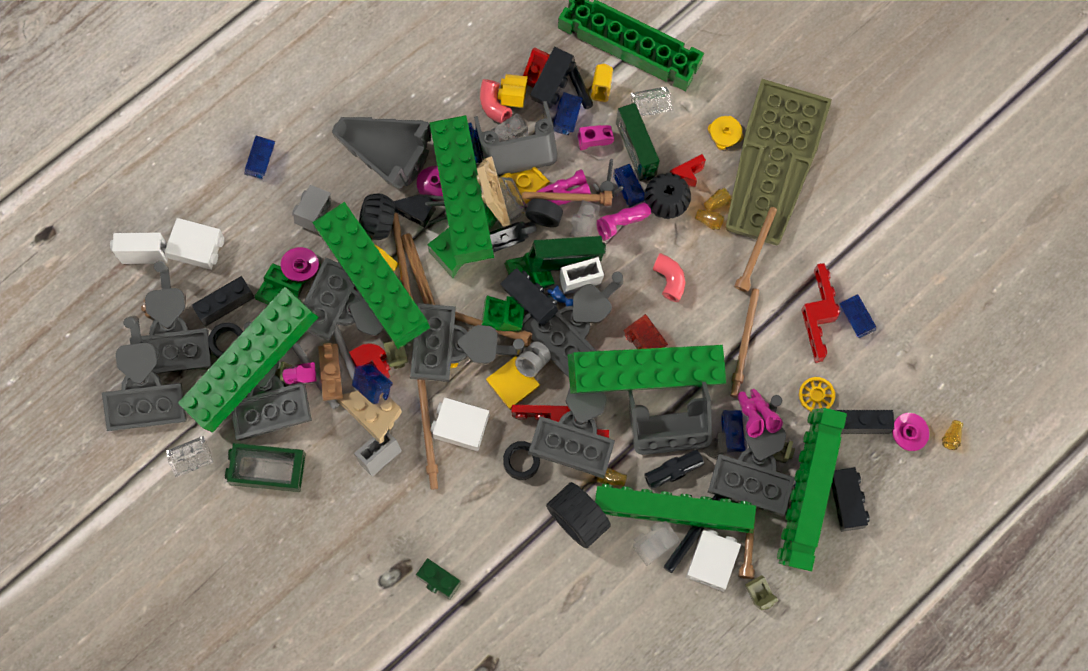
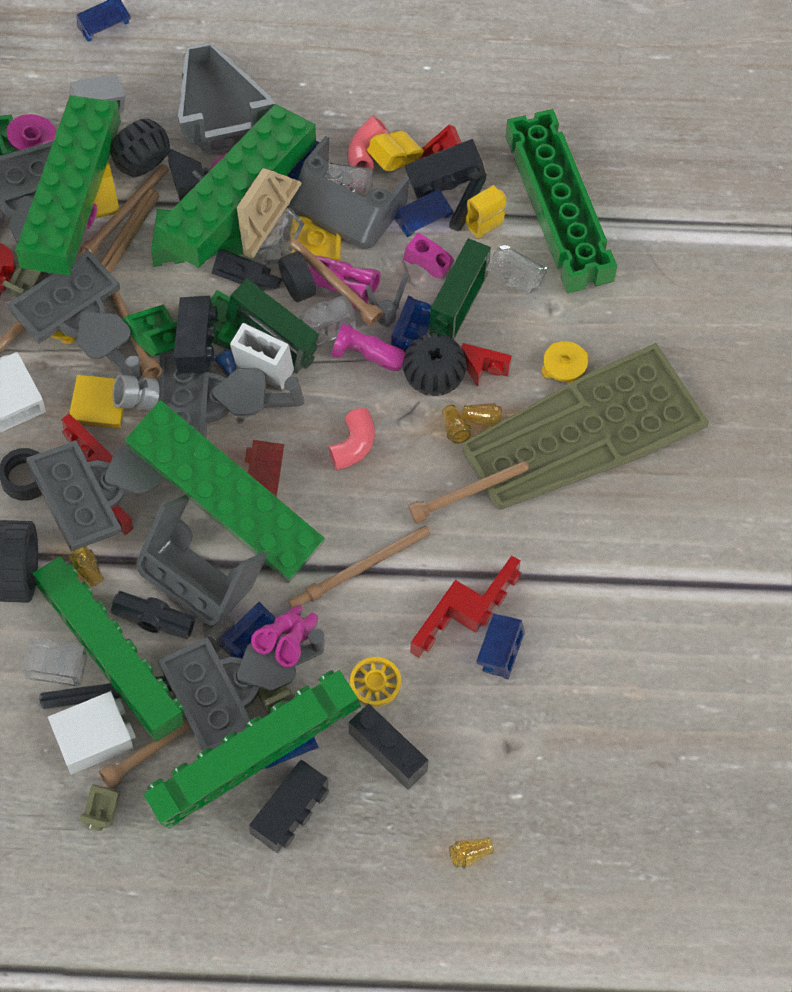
camera: 45 degrees right, 10 degrees down
(917, 428) = (432, 790): dark pink dish -> none

